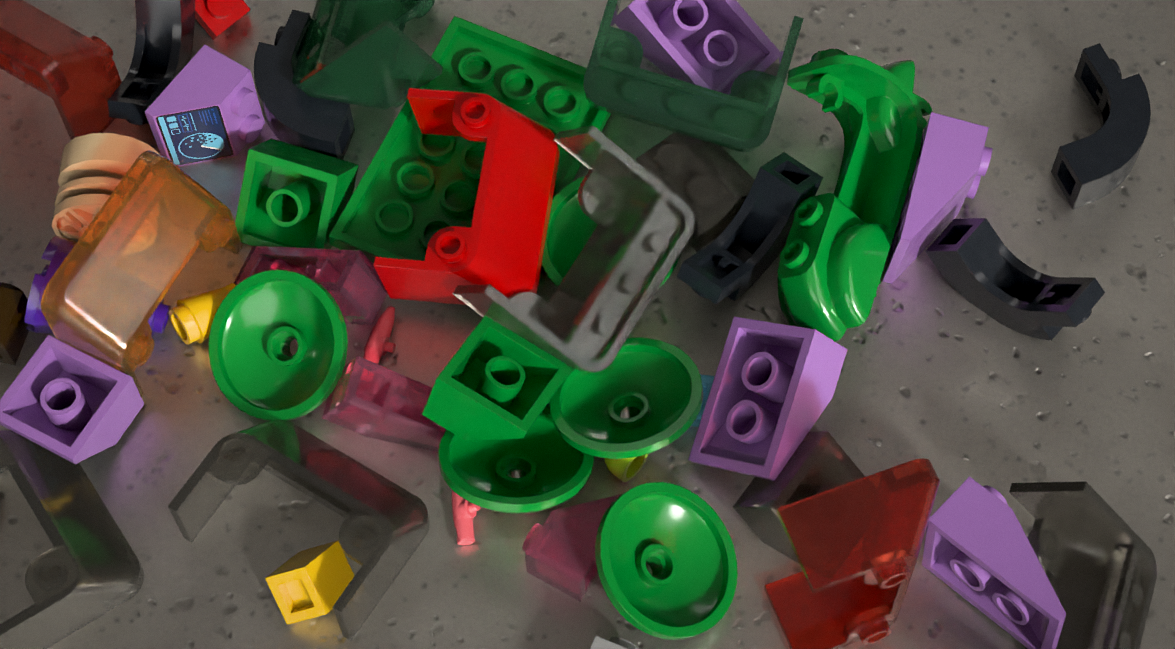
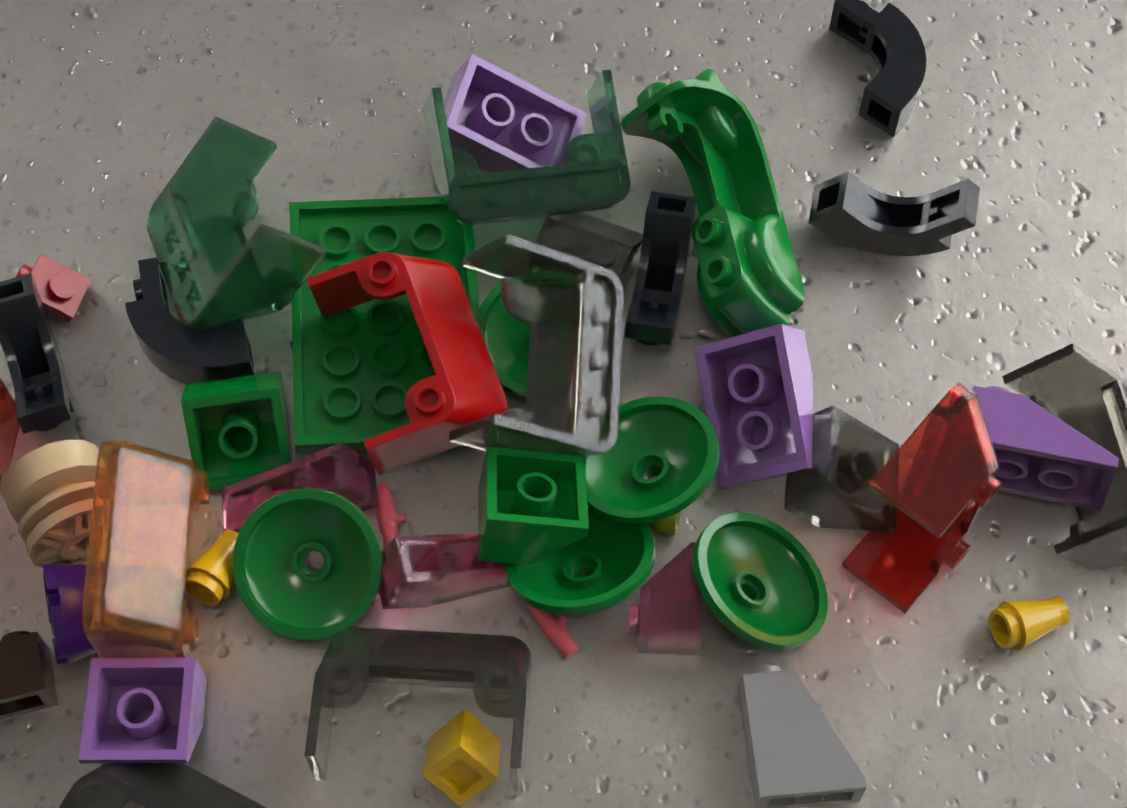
camera: 30 degrees left, 0 degrees up
(206, 111) = (114, 383): medium lavender slope -> none
(944, 175) = (793, 145): medium lavender slope -> none

